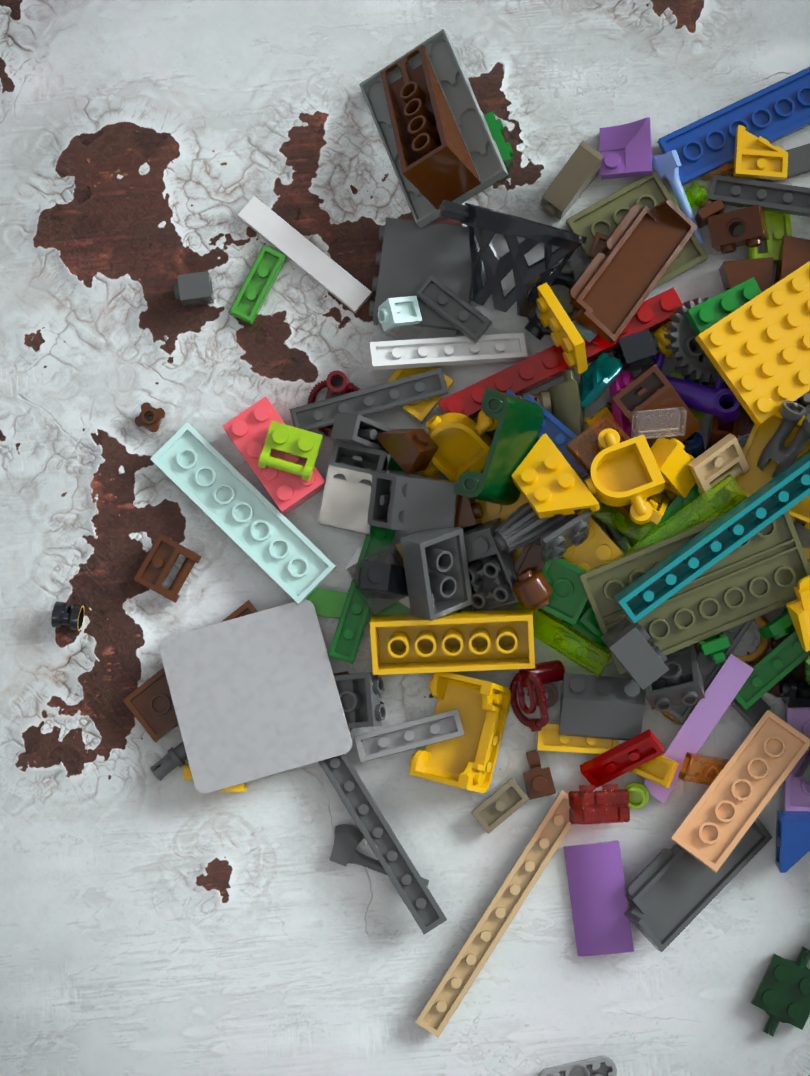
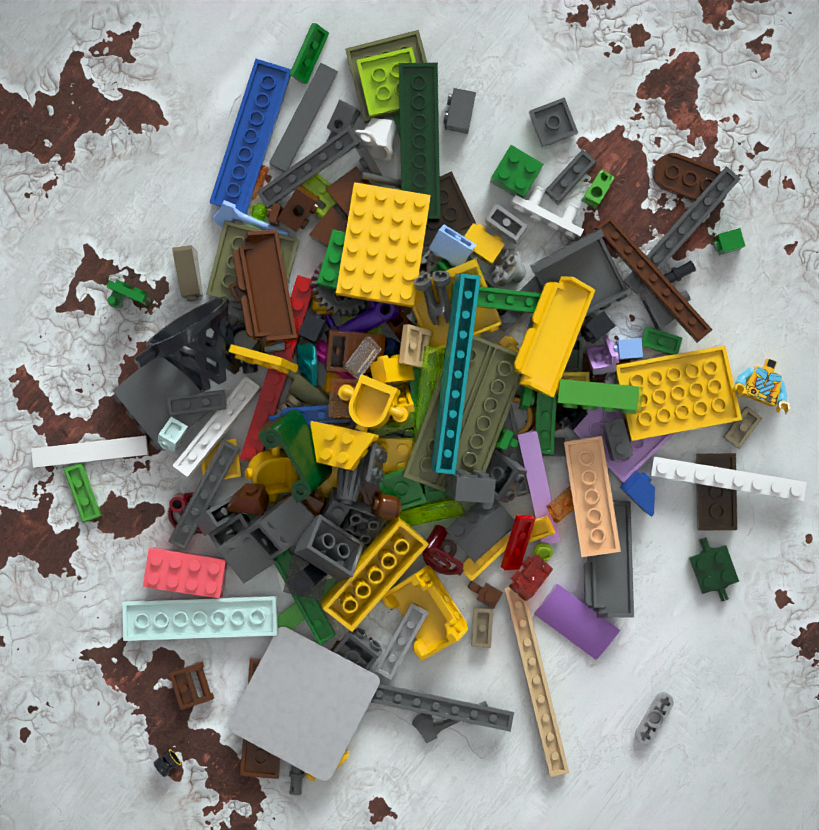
camera: 55 degrees left, 5 degrees up
(154, 423) = (103, 613): reddish brown plate -> none
(194, 289) = (52, 529): dark grey brick -> none
(292, 442) = (187, 558): lime plate -> none
(433, 128) = (87, 319): piece -> none
(626, 150) = (199, 225): medium lavender plate -> none
(758, 158) = (270, 160): yellow wing -> none

